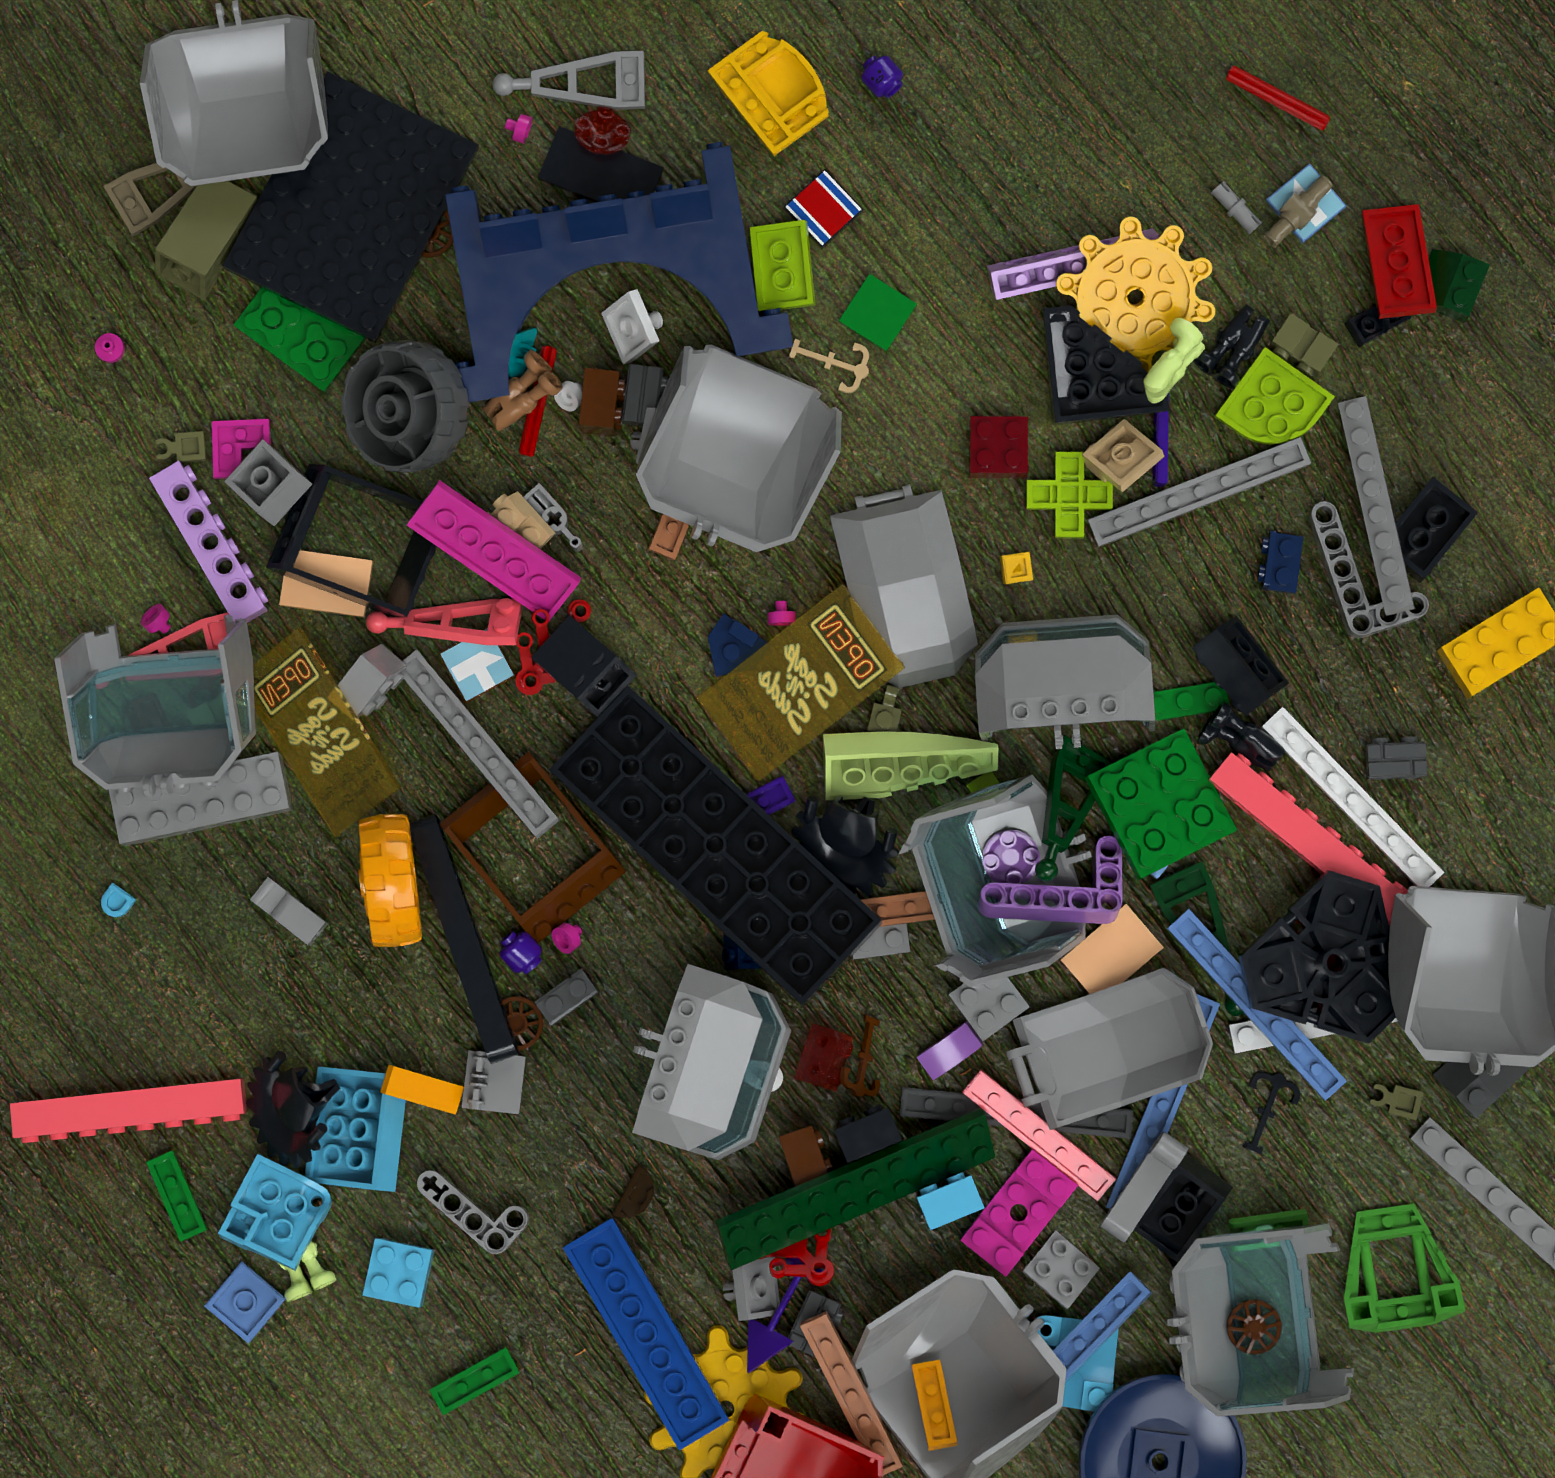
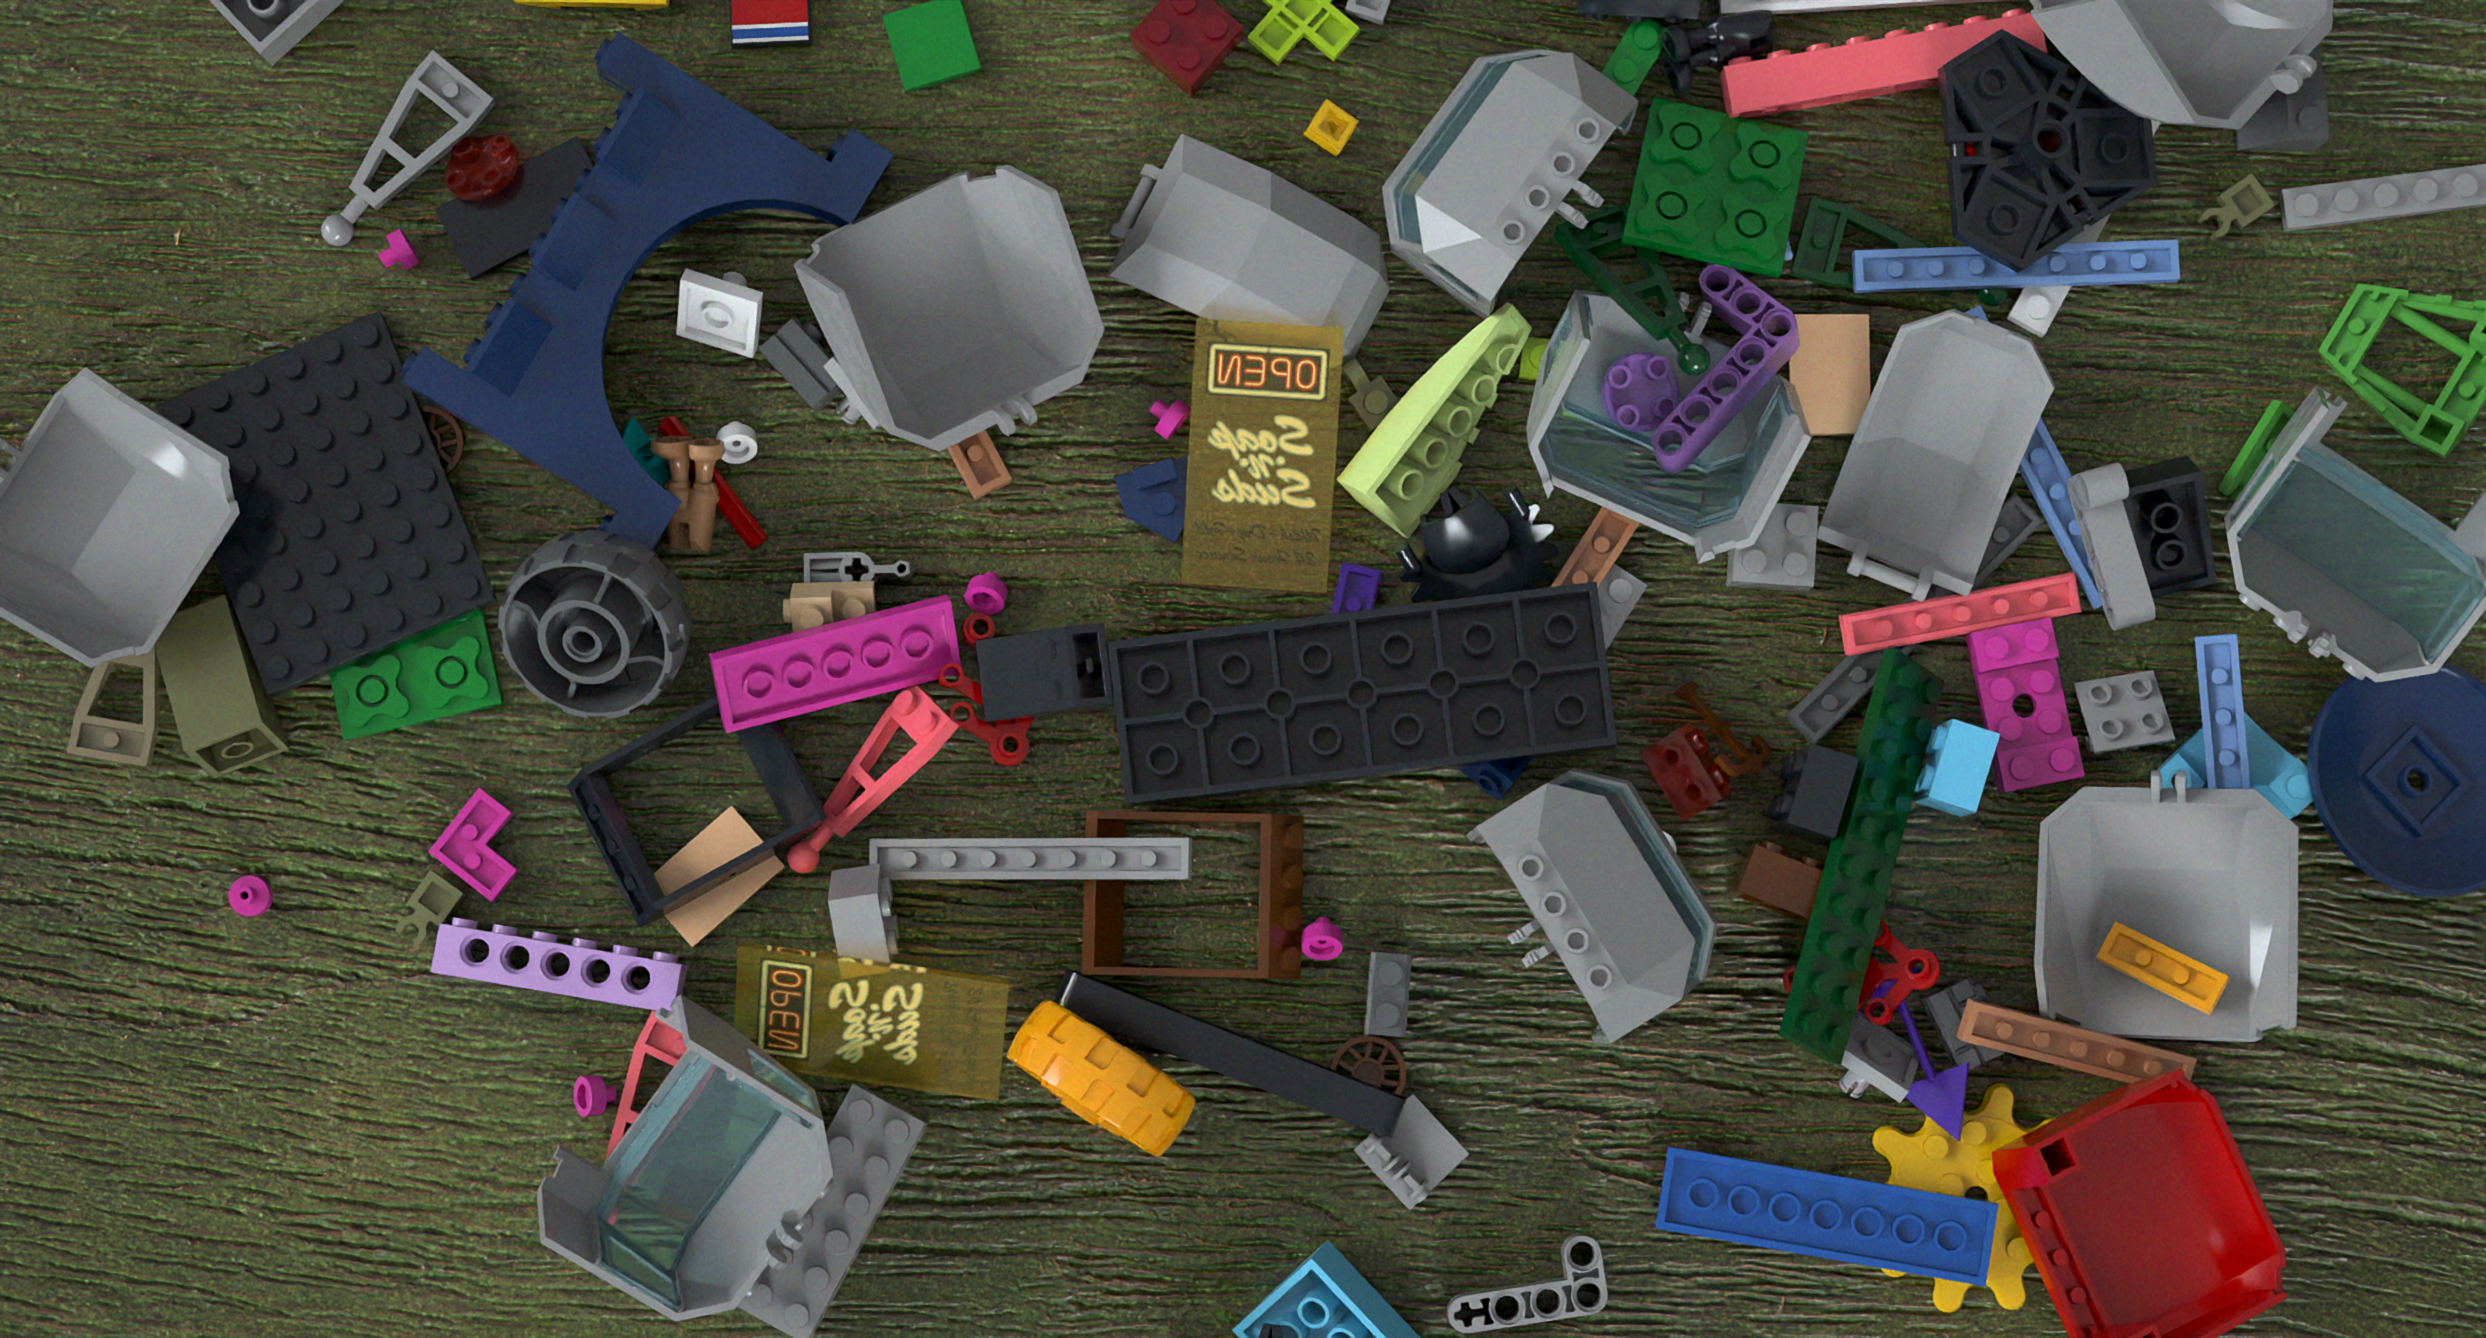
camera: 55 degrees left, 0 degrees up
(268, 482) = (549, 845): light grey brick -> none
(289, 911) = (1036, 1219): light grey piece -> none
(421, 1089) = (1356, 1237): light orange tile -> none
(476, 668) = (945, 791): tile -> none
(520, 952) = (1295, 1003): dark purple head -> none
(600, 402) = (773, 413): reddish brown brick -> none
(601, 598) = (986, 593): none -> dark pink tile
(636, 1195) = (1663, 1099): dark brown tile -> none
(782, 266) = (794, 95): lime plate -> none
(860, 371) = (977, 115): tan piece -> none
(949, 1050) = (1790, 632): medium lavender slope -> none
(1254, 1327) = (2354, 559): reddish brown wheel -> none
(1277, 1081) = (2110, 316): black piece -> none

